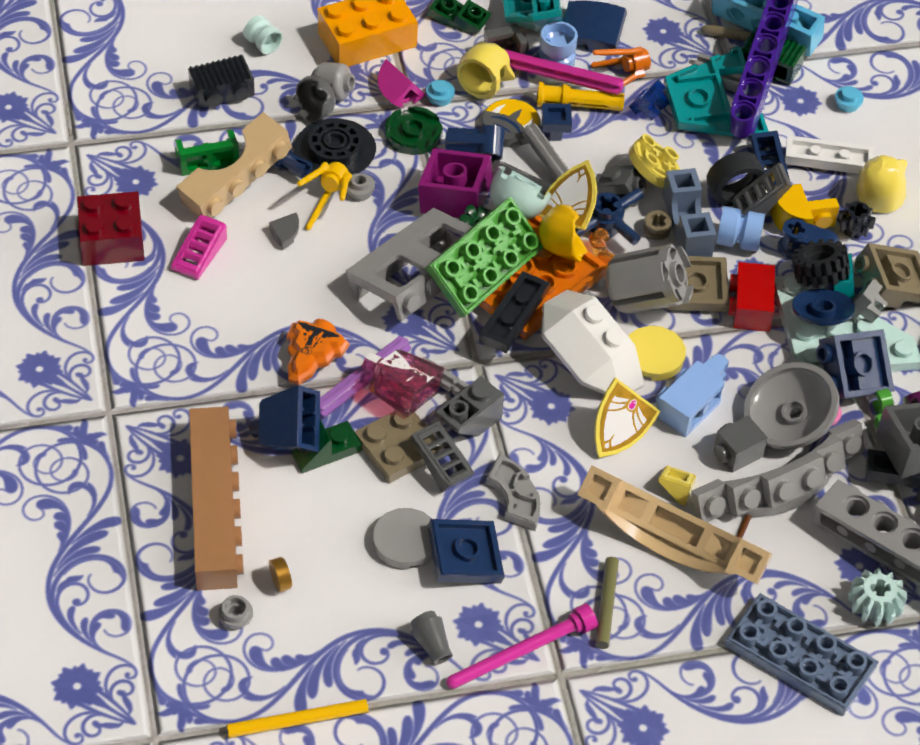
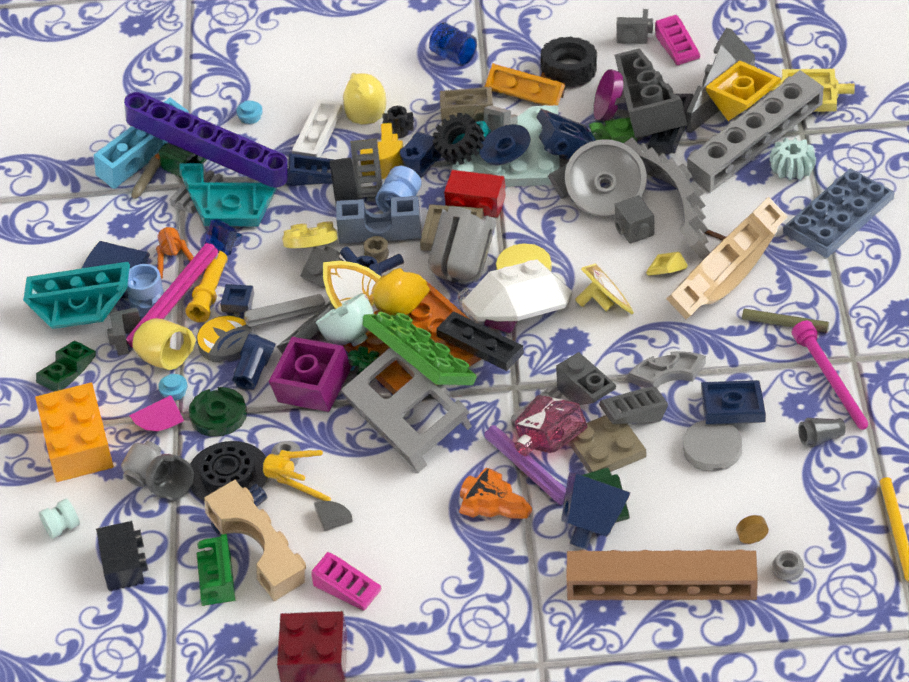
camera: 75 degrees left, 5 degrees down
(693, 394) = (578, 240): light blue hinge -> none

